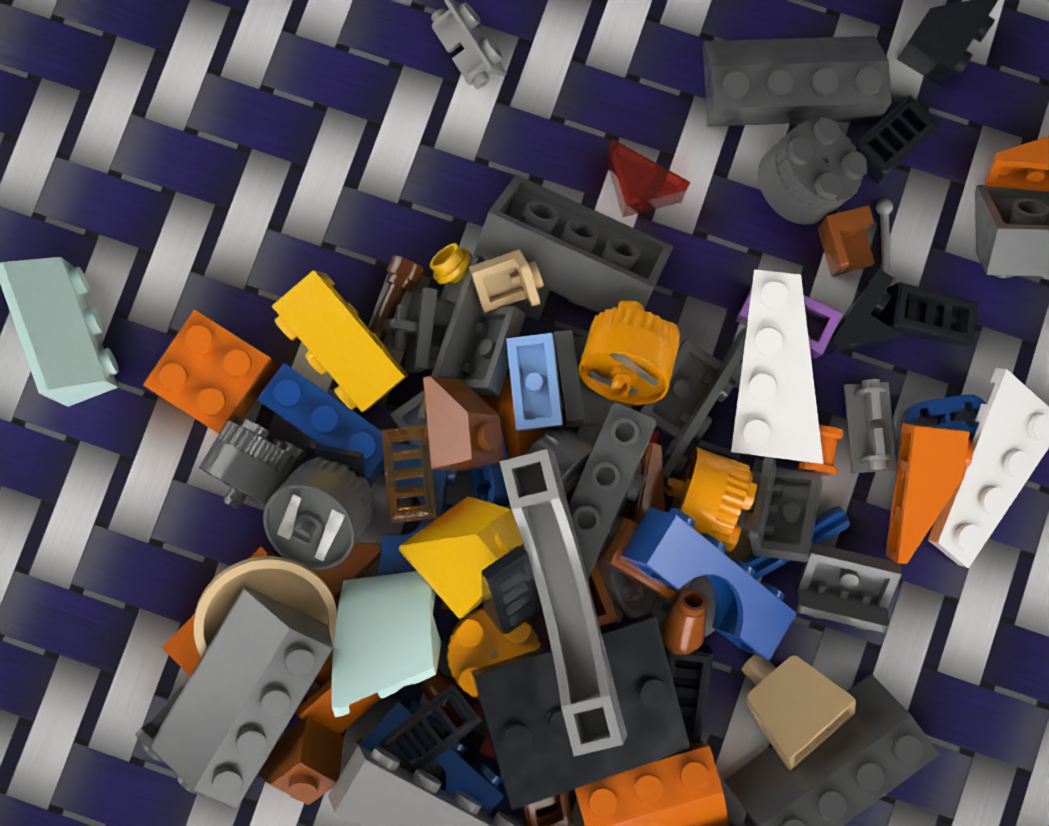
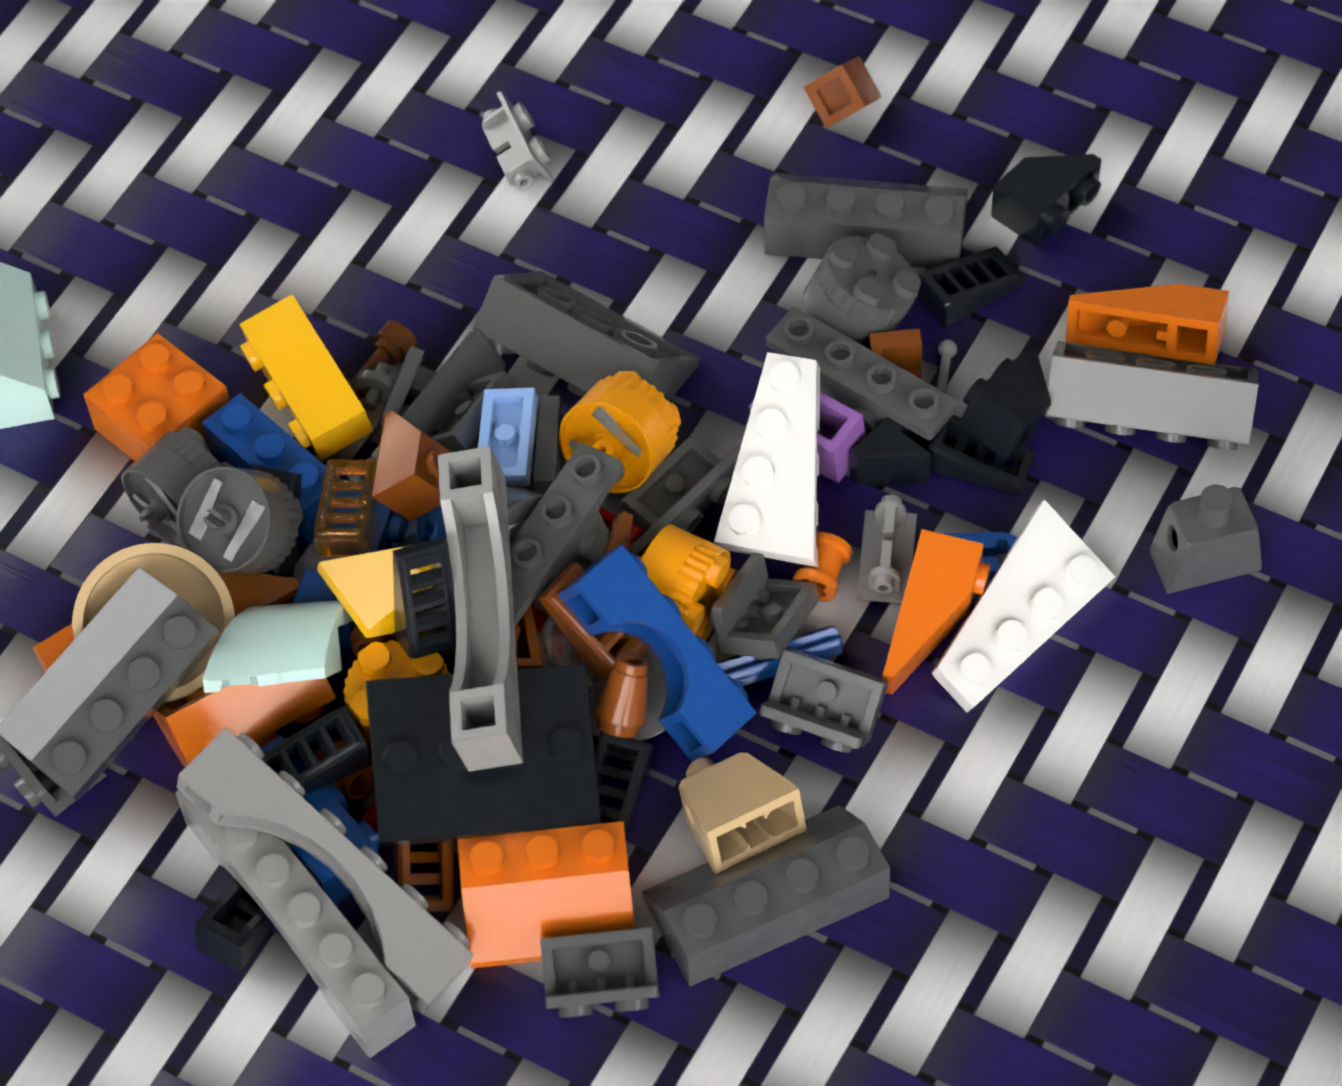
camera: 15 degrees right, 25 degrees down
(304, 761) = (149, 774): dark orange slope -> none
(450, 264) = (446, 339): yellow plate -> none
(506, 281) = (499, 348): tan bracket -> none
(641, 182) = (680, 290): clear red slope -> none
(826, 265) = (862, 377): none -> dark grey bracket
(959, 270) = (1008, 405): none -> black slope

